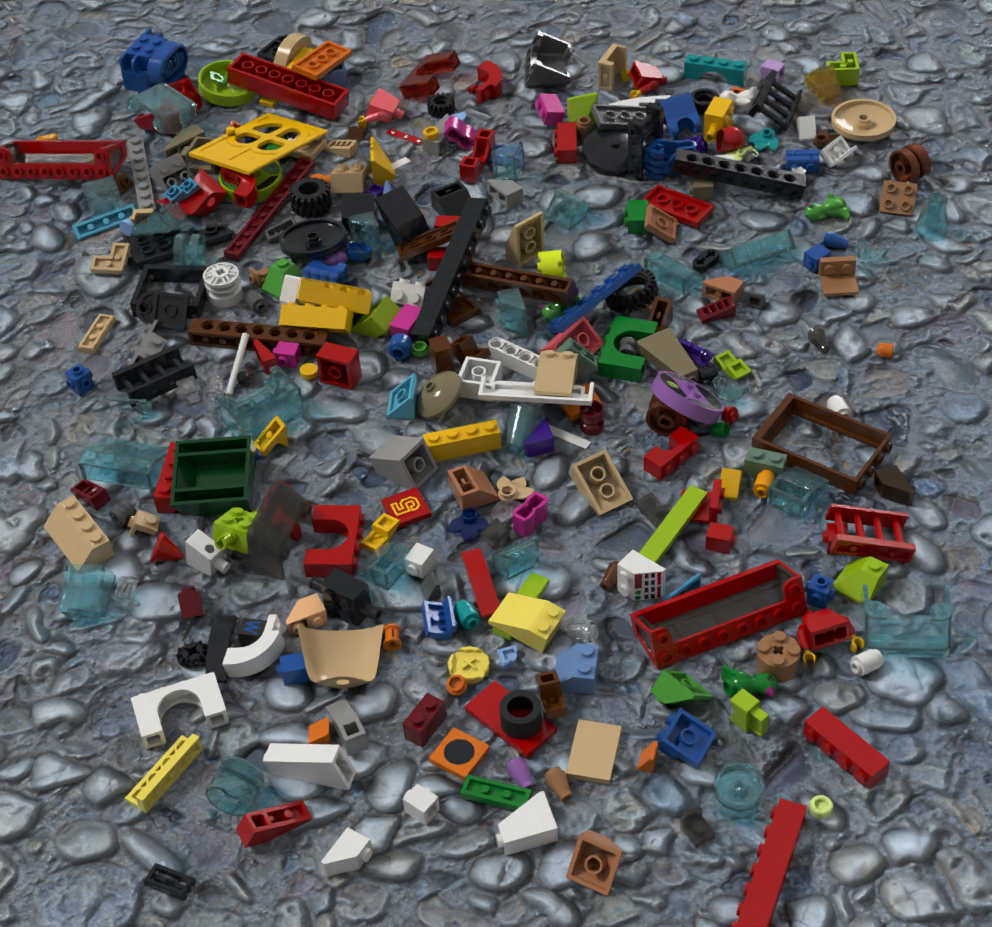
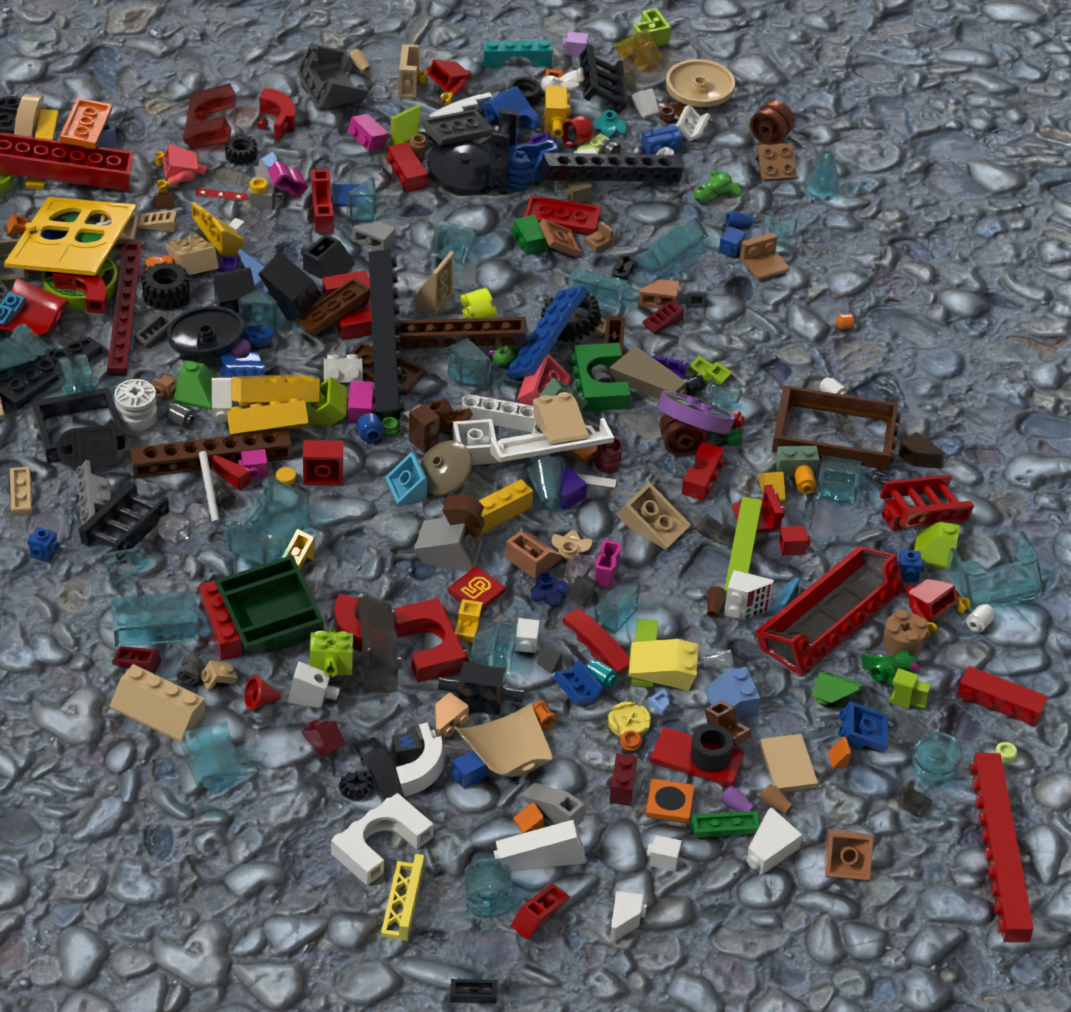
camera: 30 degrees left, 0 degrees up
(422, 434) = (466, 510): none -> reddish brown brick
(580, 53) = (359, 60): none -> tan cone
(699, 233) = (600, 238): none -> medium nougat bracket
(818, 339) = (778, 325): clear smoke cone -> none

